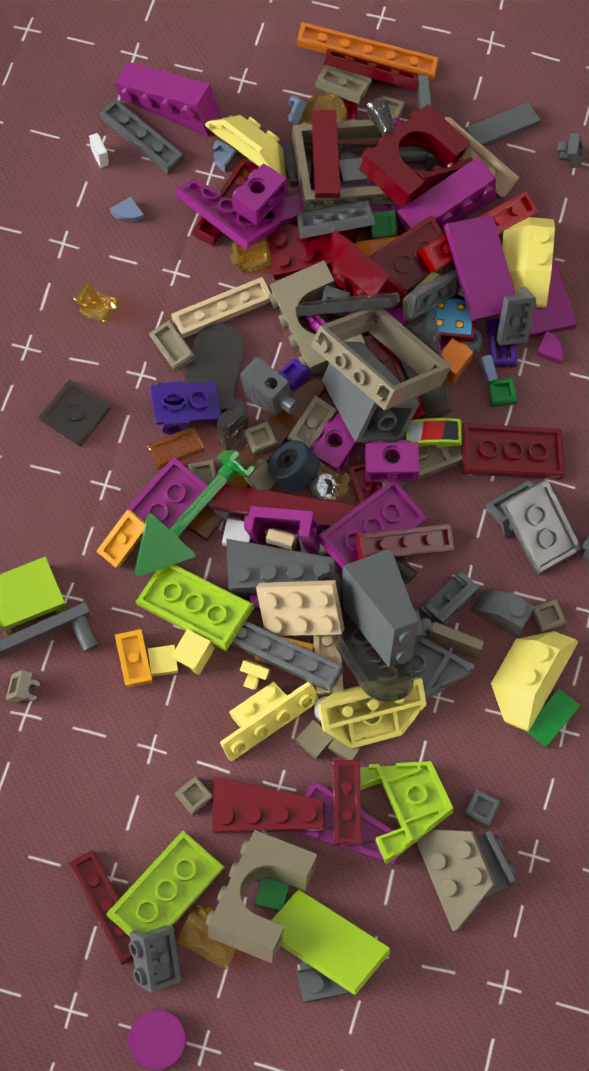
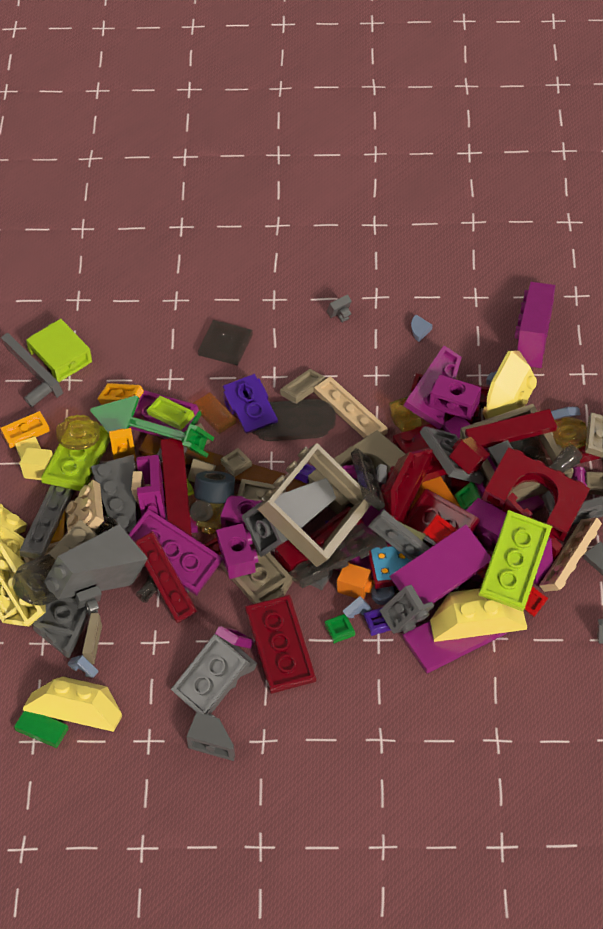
camera: 80 degrees right, 15 degrees down
(74, 279) = (340, 307): none -> dark grey tile
(94, 304) = (324, 325): clear yellow bracket -> none
(99, 150) = (466, 292): white tile -> none
(141, 136) = (495, 319): dark grey tile -> none
(165, 596) = (78, 432): none -> clear yellow tile
(176, 487) = (170, 412): none -> lime tile
(205, 549) = (122, 443): none -> light orange plate
(232, 422) = (239, 434): clear smoke bracket -> none
(255, 672) = (29, 506): light yellow tile -> none
(267, 388) = (278, 449): dark grey torso -> none
(350, 623) = (77, 535): none -> dark tan plate
(352, 198) = (469, 455): none -> dark red brick
(435, 431) = (274, 576): slope -> none
(450, 599) = (127, 629): dark grey hinge -> none
(485, 658) = (83, 664): none -> sand blue tile
(499, 194) = (515, 560): none -> lime tile
(501, 490) = (235, 637): none -> magenta tile
(504, 610) = (126, 671): dark grey slope -> none
(549, 616) = (134, 707): dark tan tile -> none
(550, 348) = (396, 655): magenta tile -> none

